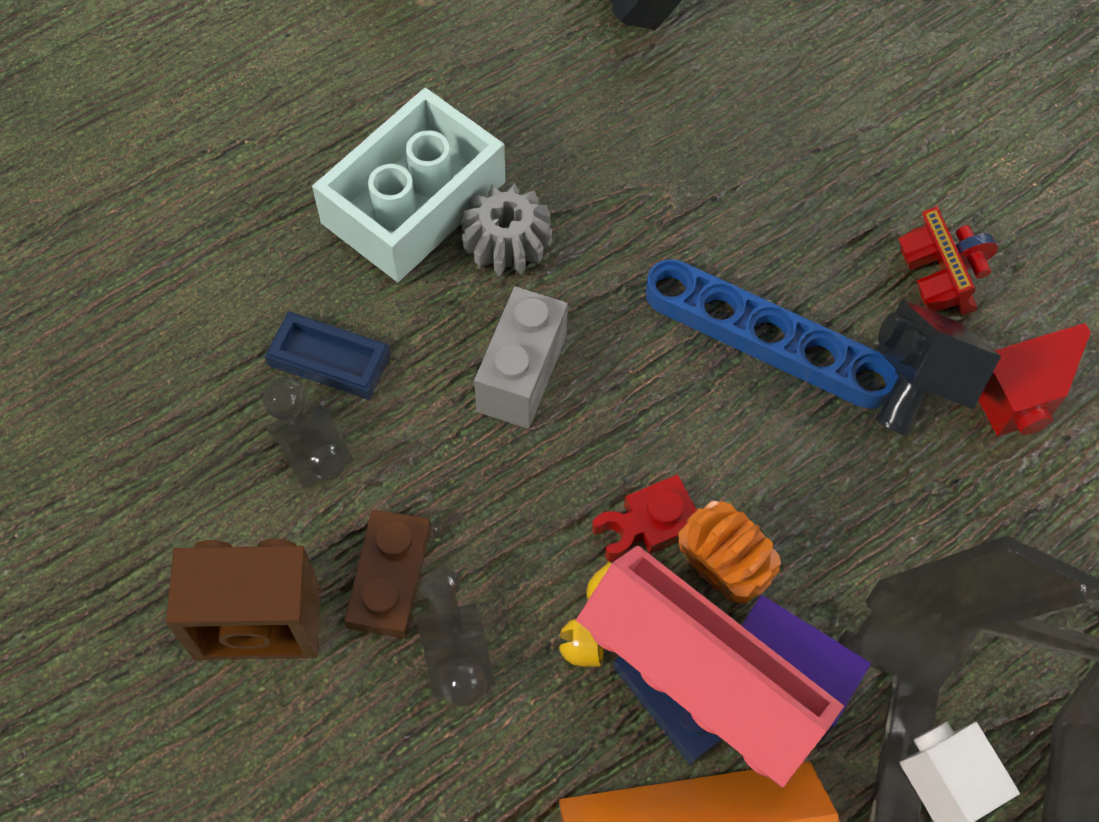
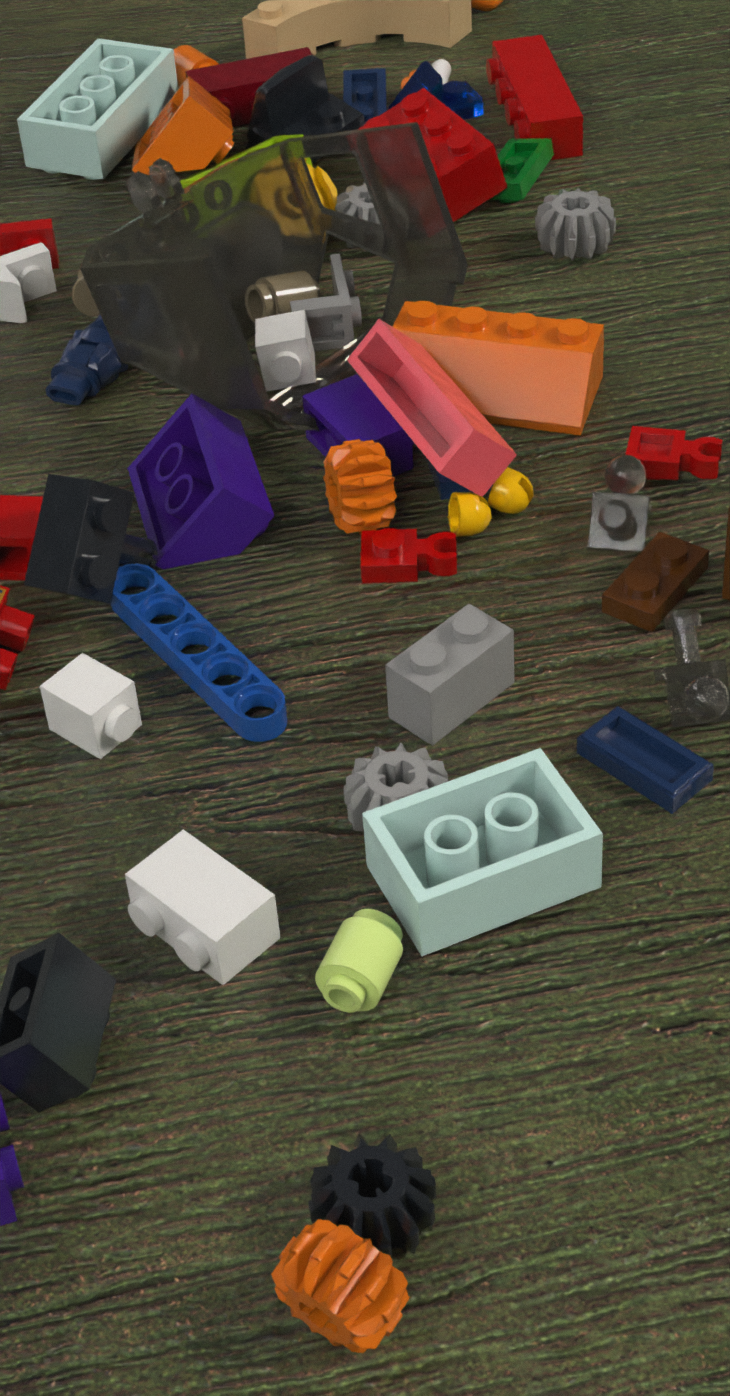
camera: 150 degrees left, 20 degrees down
(447, 766) = (667, 453): none -> red plate
(465, 85) = (360, 961): none -> yellowish green brick
(598, 93) = (202, 907): none -> white brick
(803, 228) = (91, 705): none -> white brick
(884, 505) = (199, 487): none -> dark purple slope

